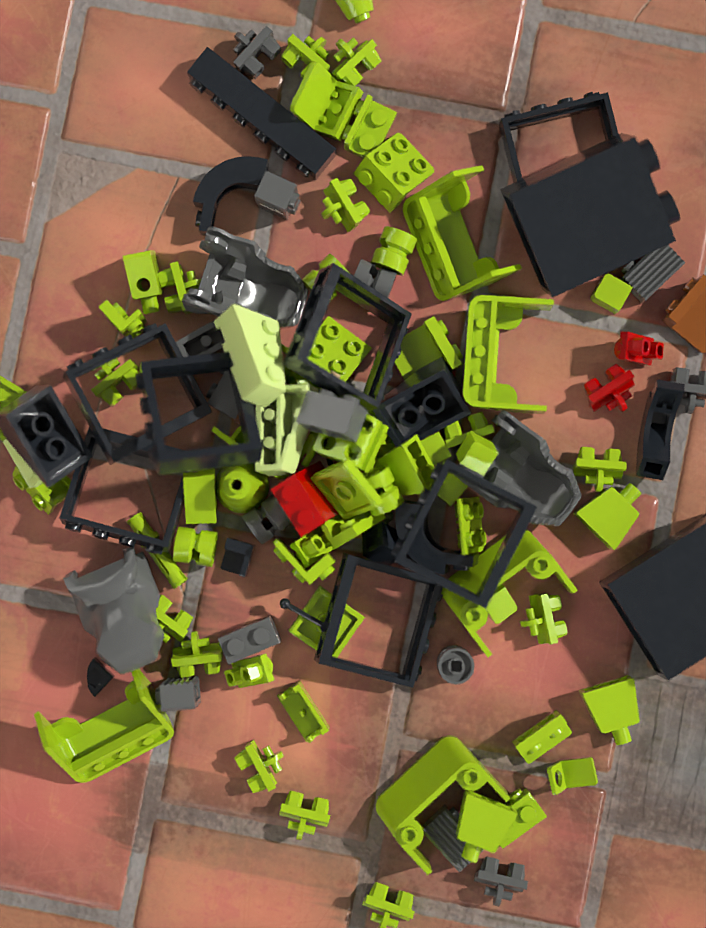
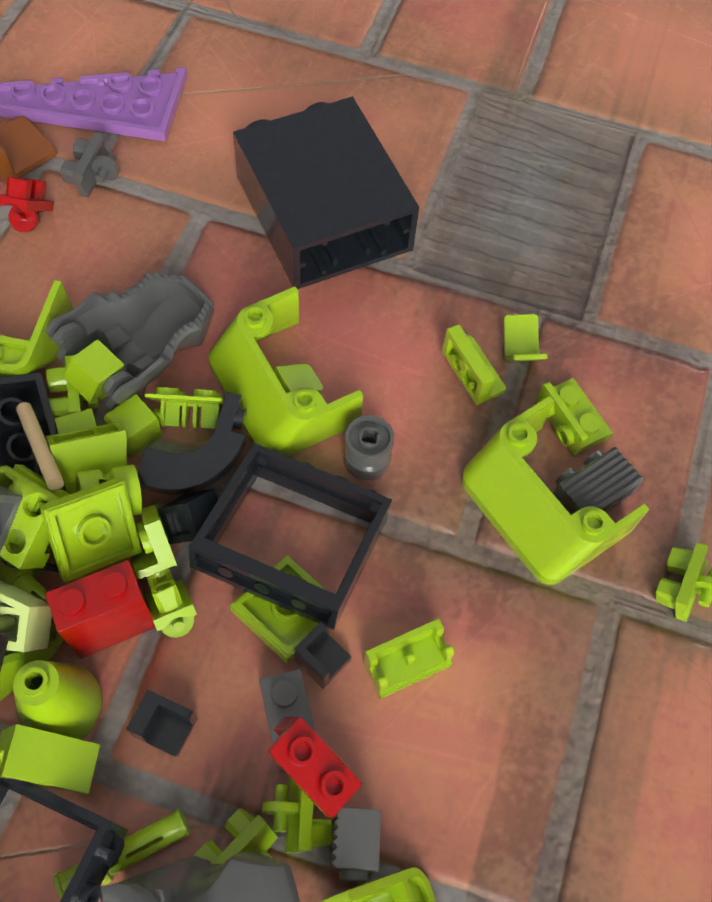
camera: 90 degrees left, 25 degrees down
(195, 546) = (126, 802): lime wheel -> none
(214, 663) = (313, 765): none -> red bracket
(250, 671) = (339, 721): lime hips -> none
(264, 777) = (465, 743): lime hips -> none
(273, 510) = (116, 669): dark grey wheel -> none
(285, 604) = (245, 655): black hinge -> none
(293, 810) = (550, 694): lime hips -> none
(296, 653) = (321, 655): none -> black panel
(320, 569) = (196, 625): lime bracket -> none
(404, 435) = (40, 446): none -> tan bar
(482, 824) = (582, 434): lime torso -> none
(505, 552) = (216, 338): black window -> none
(513, 880) = (657, 438): dark grey hips -> none
(541, 619) = (326, 344): lime hips -> none
(599, 471) = (156, 256): lime hips -> none
(610, 514) = (216, 259): lime torso -> none
(612, 394) = (70, 235): red hips -> none
(613, 707) = (445, 289): lime torso -> none
(656, 429) = (129, 204): black arch -> none

